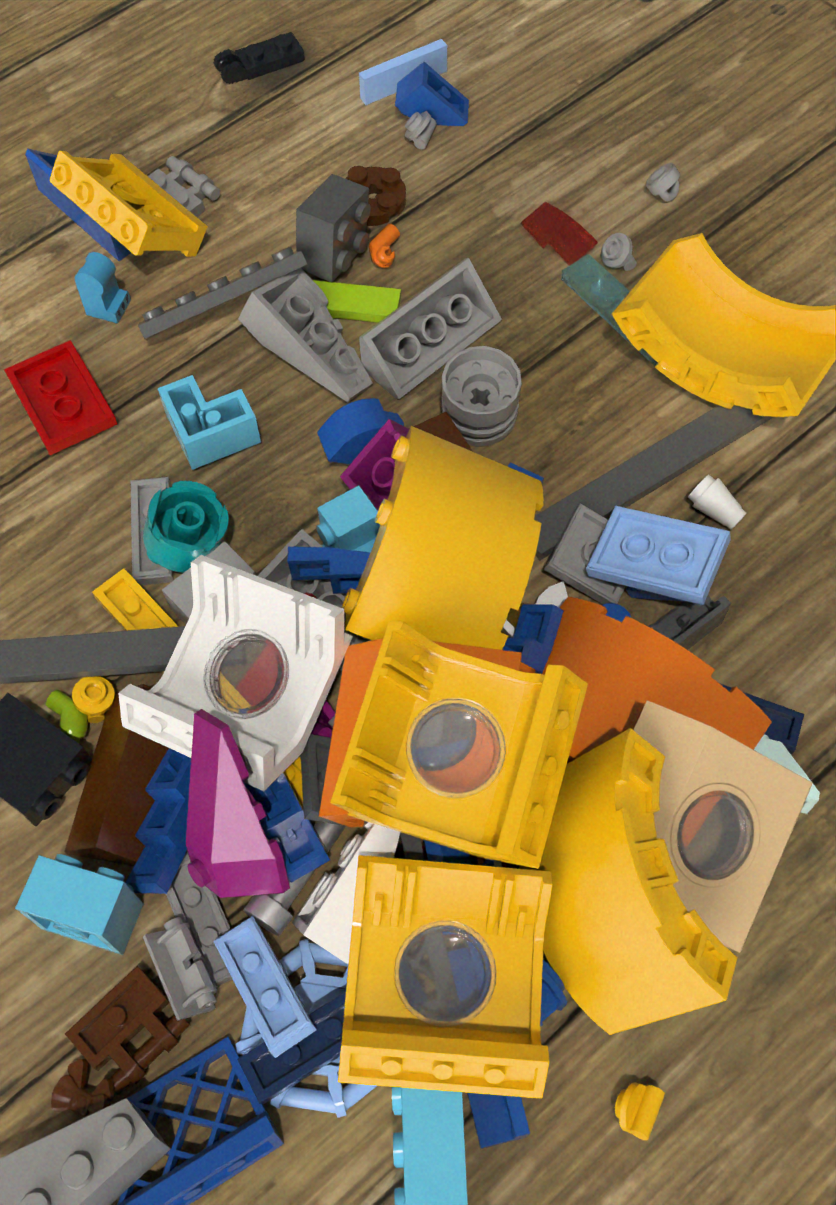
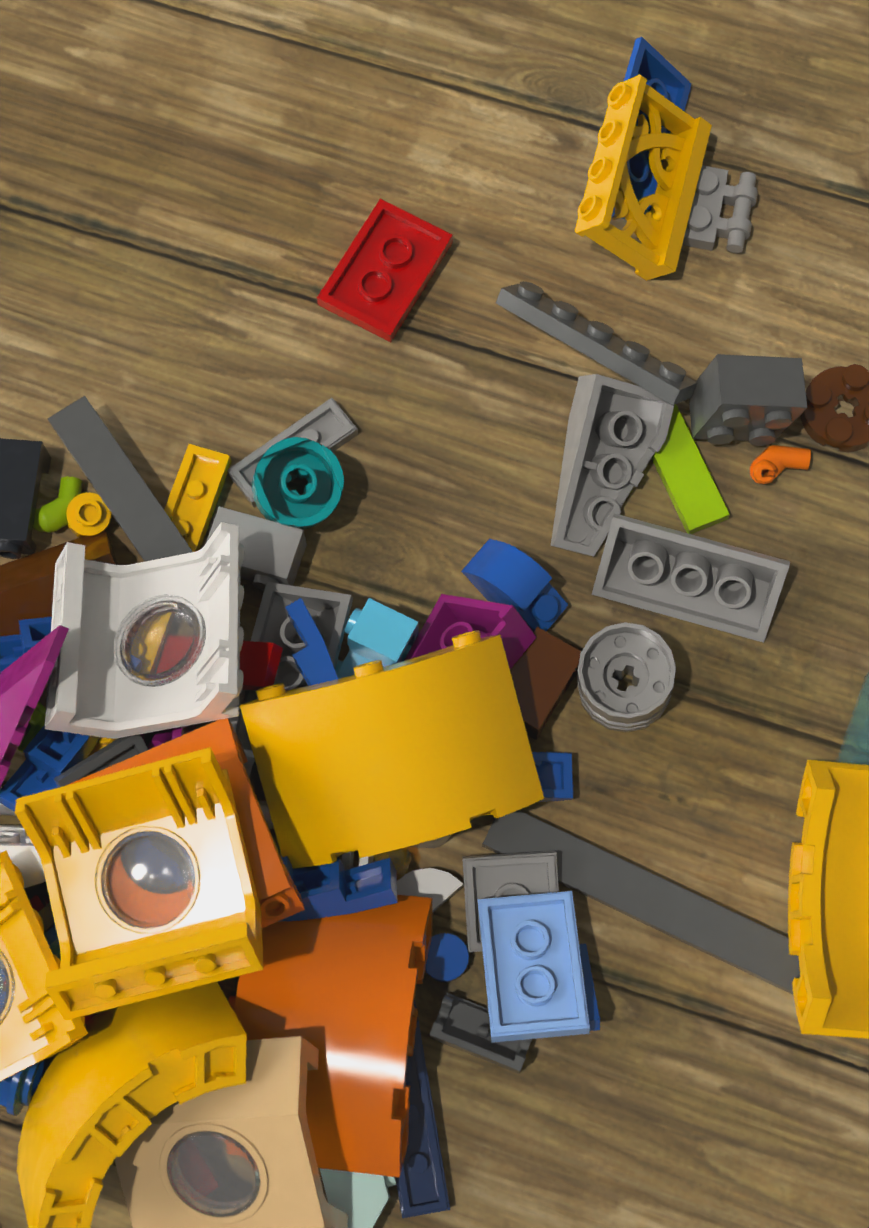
camera: 60 degrees right, 10 degrees up
(100, 289) = (528, 224): dark azure leg -> none
(208, 428) = (423, 429): medium azure brick -> none
(717, 502) = (656, 997): white cone -> none

